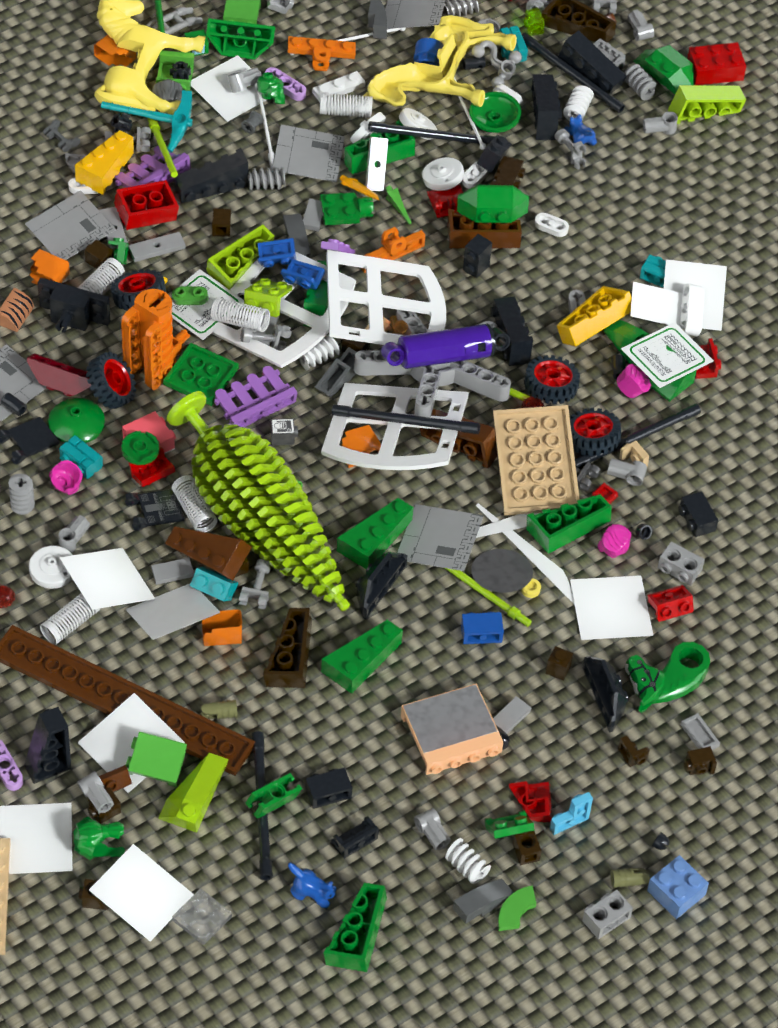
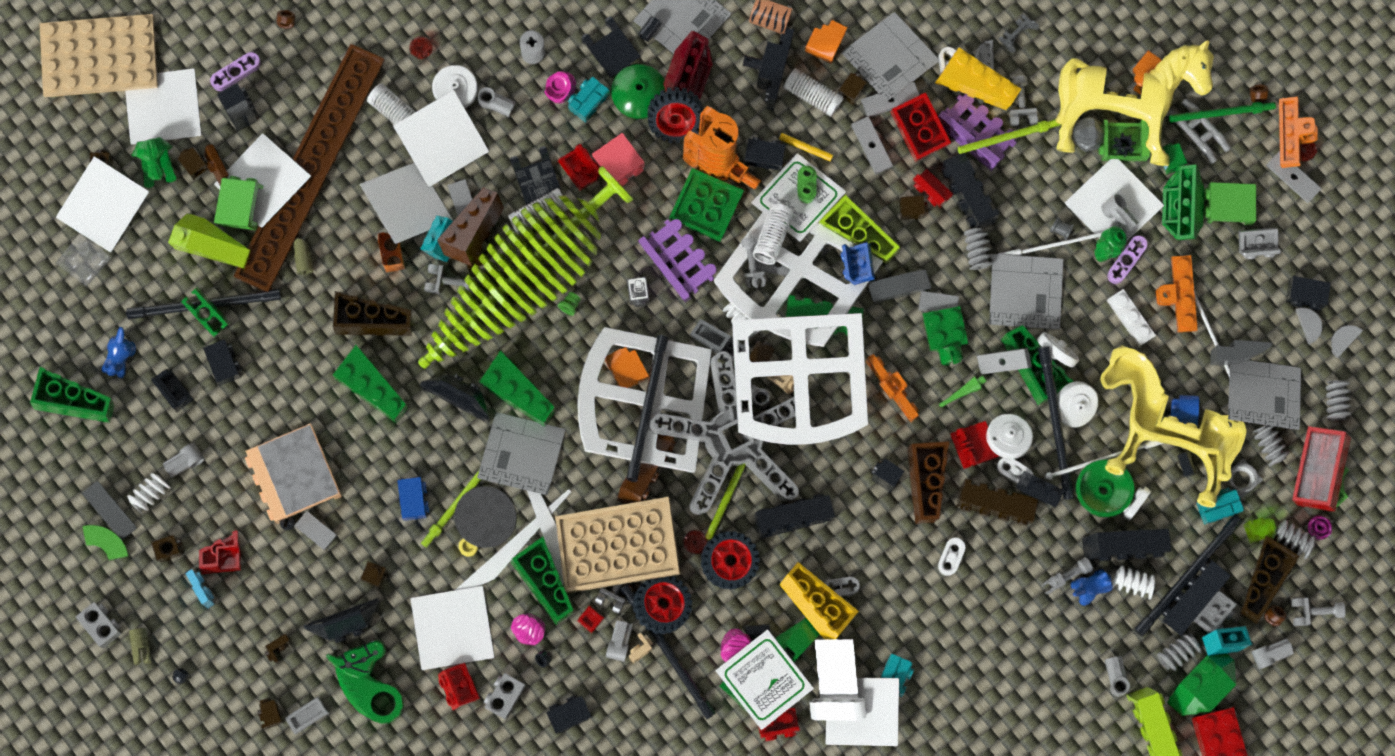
camera: 85 degrees right, 25 degrees up
(94, 789) = (197, 147): light grey piece -> none
(121, 122) = (1040, 91): black gear -> none
(122, 251) = (856, 109): green bracket -> none
(129, 286) = (802, 131): wheel -> none
(140, 448) = (593, 151): green tile -> none
(180, 119) = (1043, 149): teal piece -> none
(205, 206) = (932, 187): none -> red bracket
(266, 295) = (802, 258): lime bracket -> none
(303, 274) = (825, 291): blue bracket -> none
(335, 245) = (875, 327): medium lavender plate -> none
(345, 108) = (1095, 348): white piece -> none
(356, 185) = (979, 345): light orange bar -> none
(398, 326) = (776, 398): clear orange piece -> none
(445, 346) = (733, 441): dark purple piece -> none
(493, 203) = (945, 488): green wedge -> none
(509, 825) = (182, 531): green plate -> none
(514, 58) = (1193, 507): light grey piece -> none
(632, 47) = (1226, 640): none -> teal brick
(677, 887) = (129, 691): medium blue brick -> none

